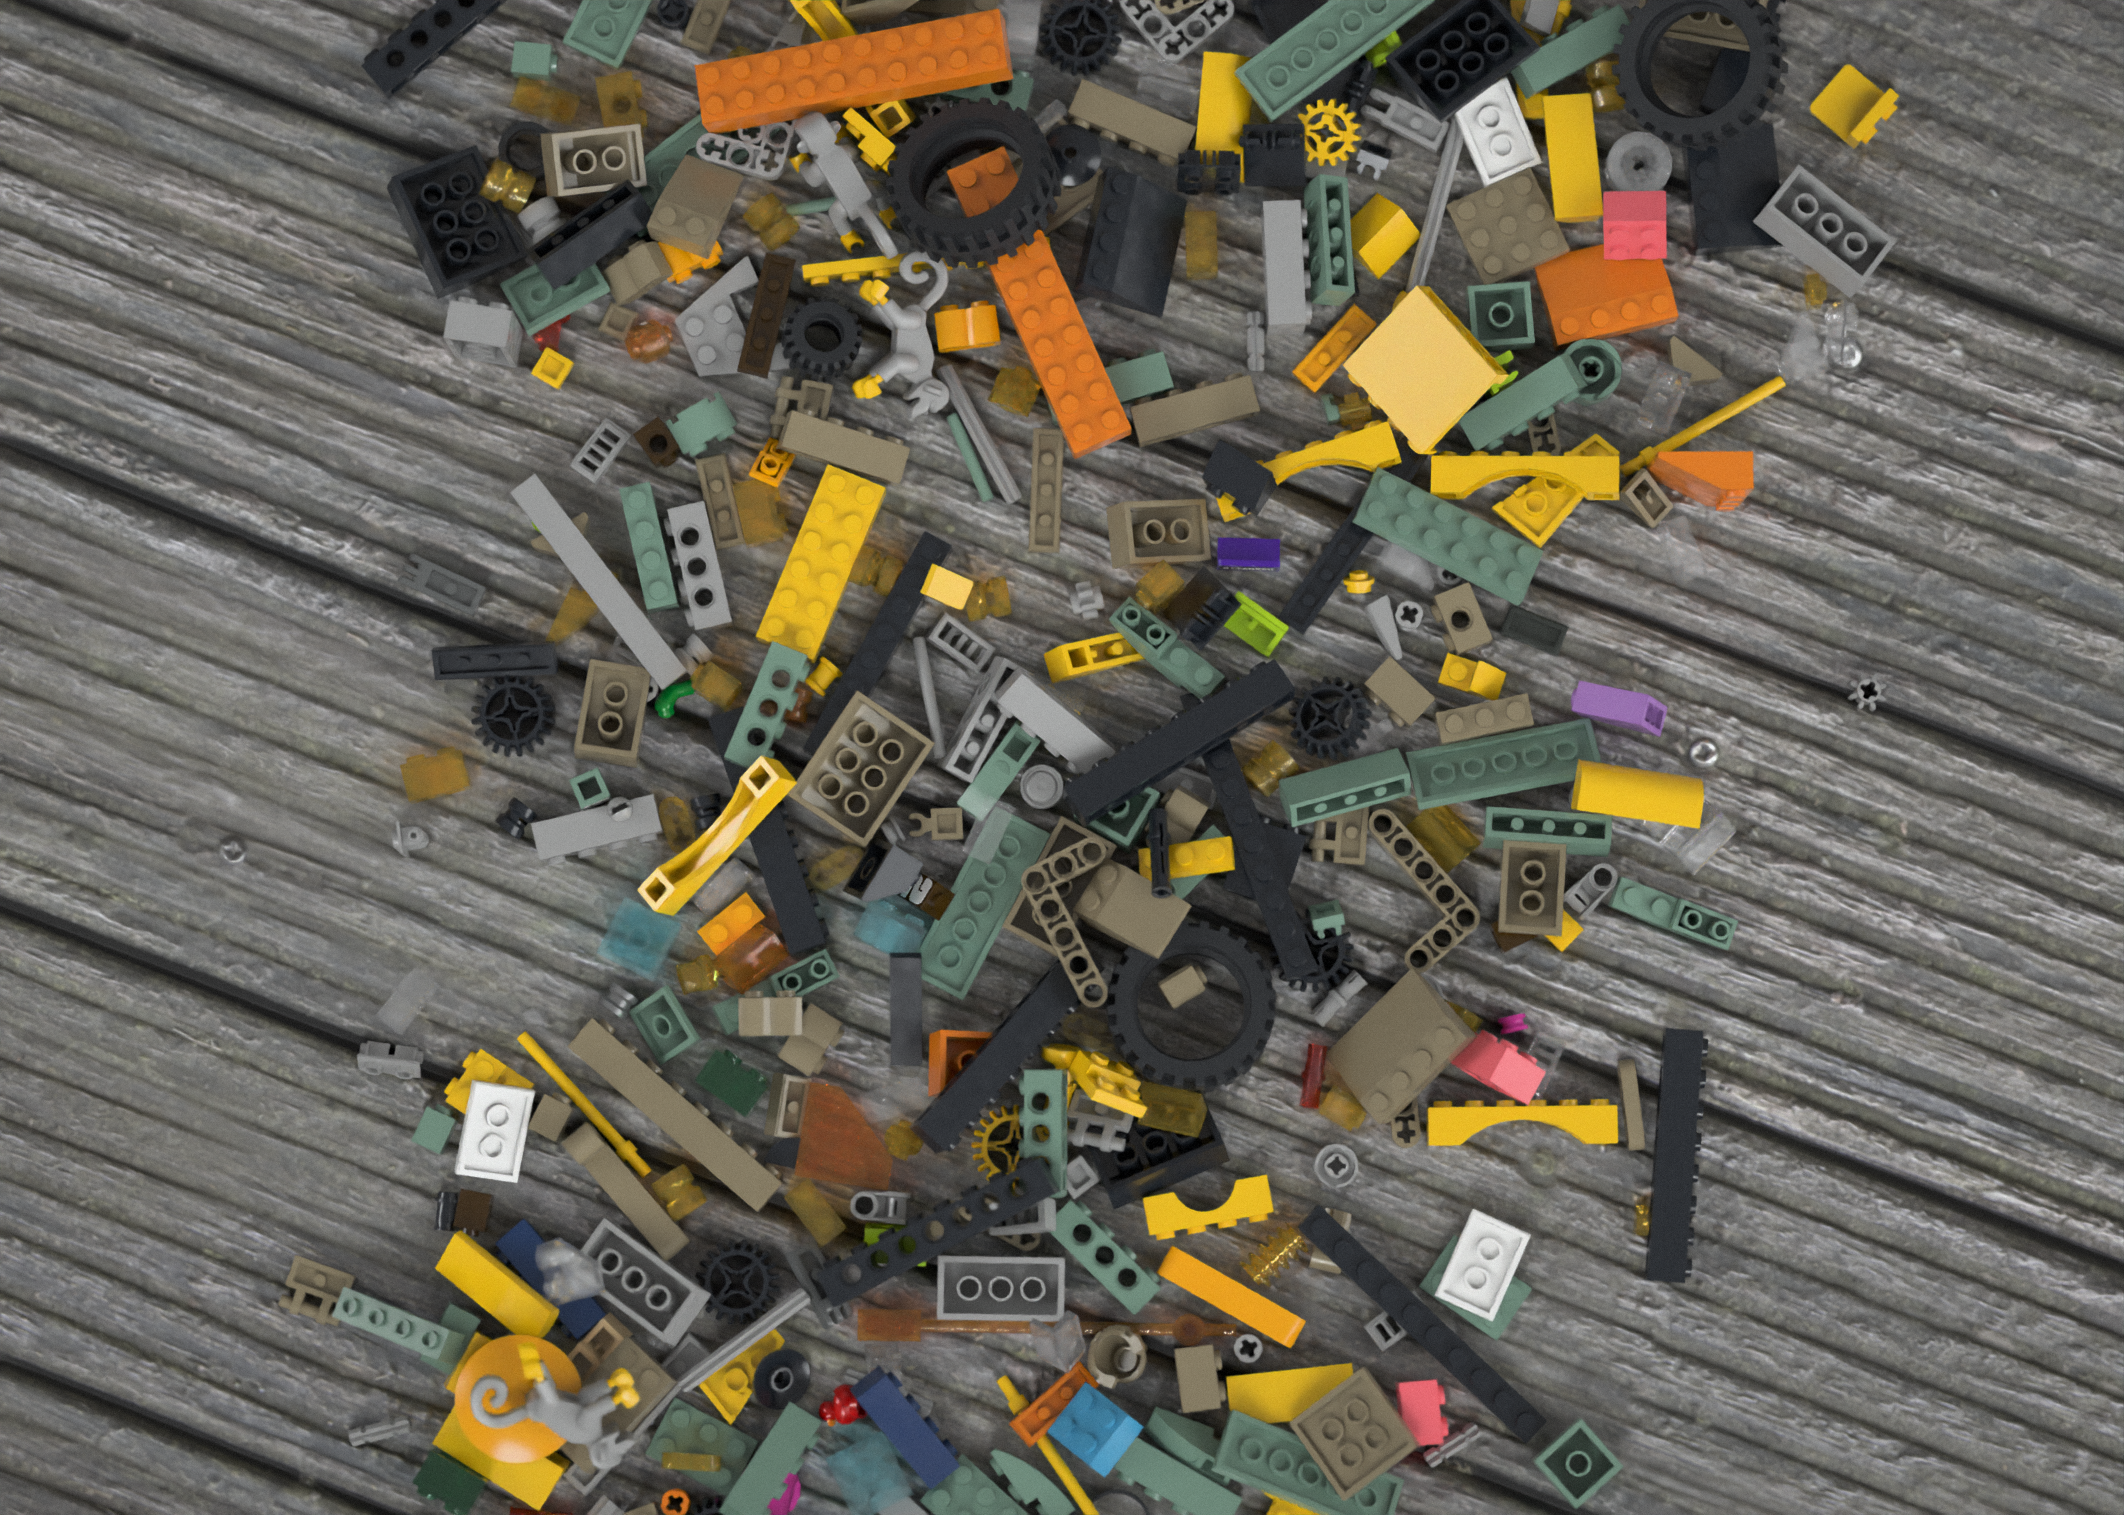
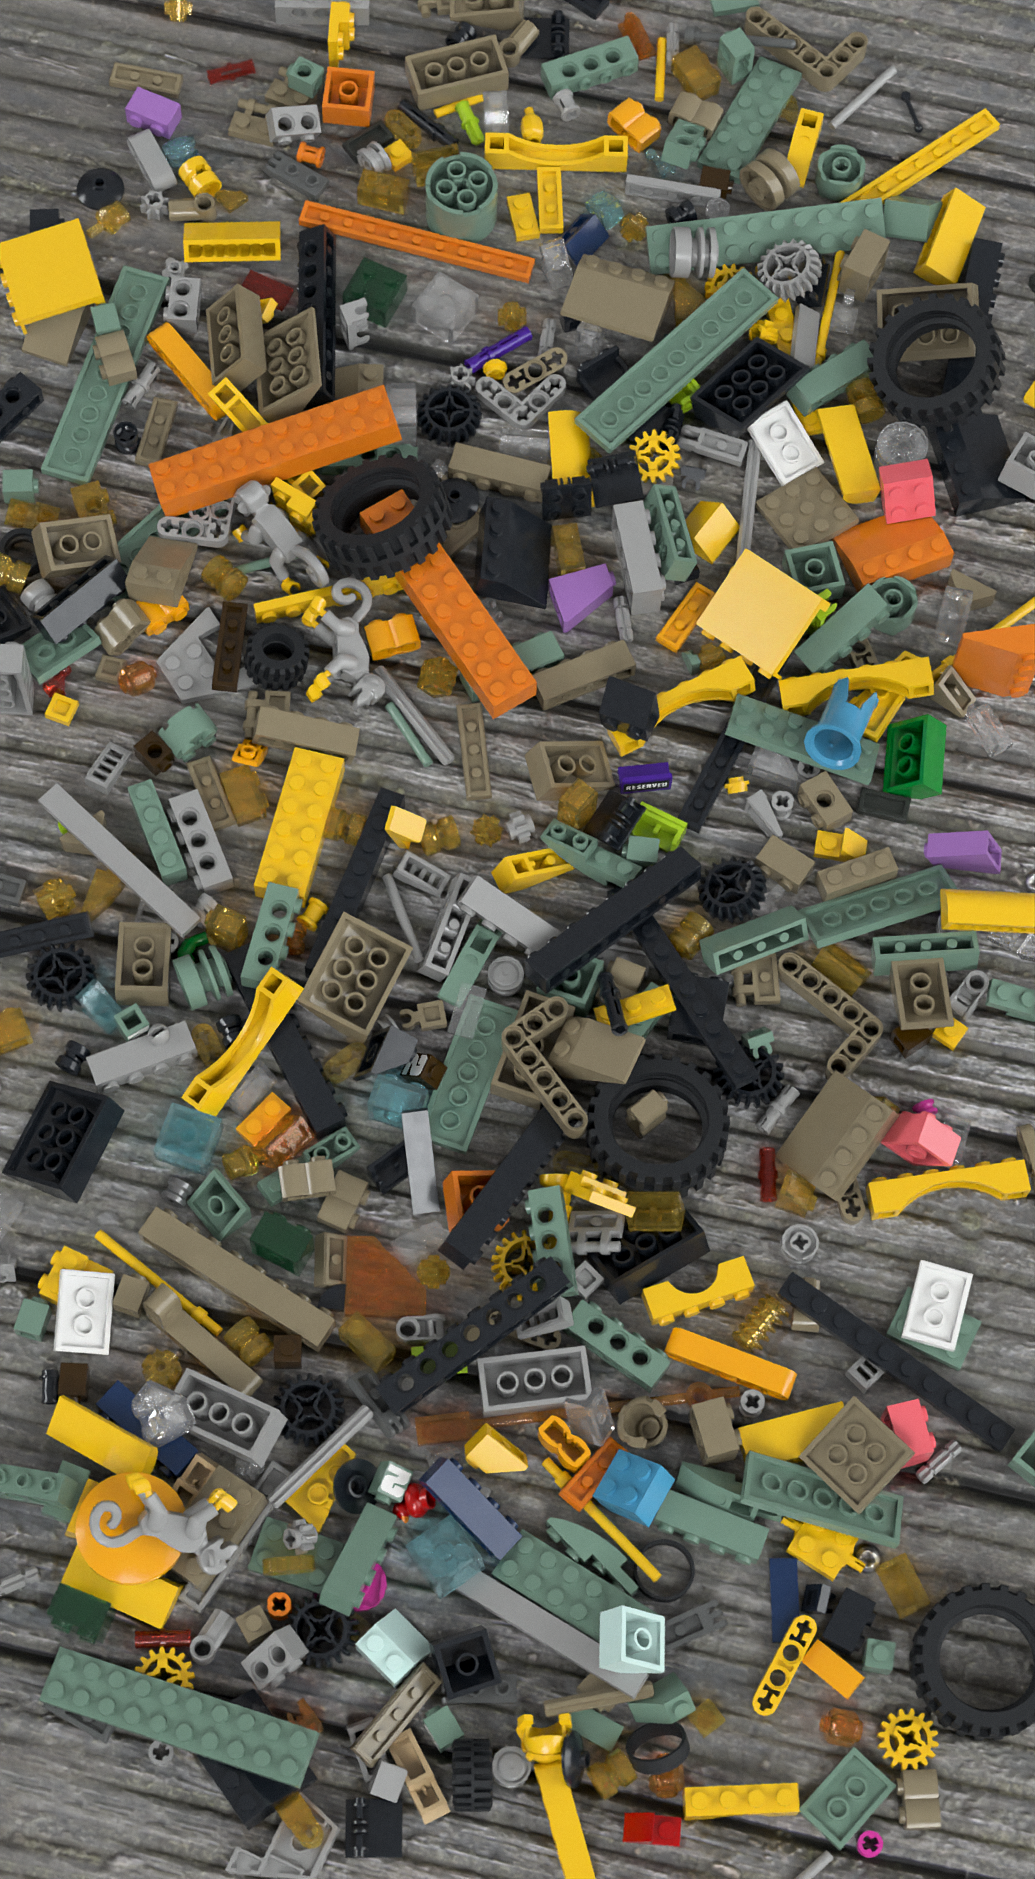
camera: 10 degrees left, 15 degrees down
(493, 918) = (64, 1141): none -> black slope
(517, 615) = (55, 898): none -> clear yellow brick
(556, 760) = (99, 1006): none -> clear light blue slope
(584, 1221) = (169, 1376): none -> clear yellow brick
(681, 743) = (203, 977): none -> sand green wheel
(708, 1432) = (300, 1536): none -> light grey gear
(723, 1211) = (288, 1351): none -> dark brown brick
(819, 1381) = (390, 1483): none -> brick
(870, 1008) = (389, 1169): none -> black hinge
(943, 1363) = (494, 1452): none -> yellow slope
(1029, 1373) = (557, 1439): none -> light orange brick
(1046, 599) = (487, 830): none -> clear yellow gear
(1207, 302) = (580, 593): none -> medium lavender slope
(1228, 653) = (641, 851): none -> sand green brick
(1493, 537) = (840, 729): none -> dark azure piece
(1582, 576) = (915, 757): none -> green slope

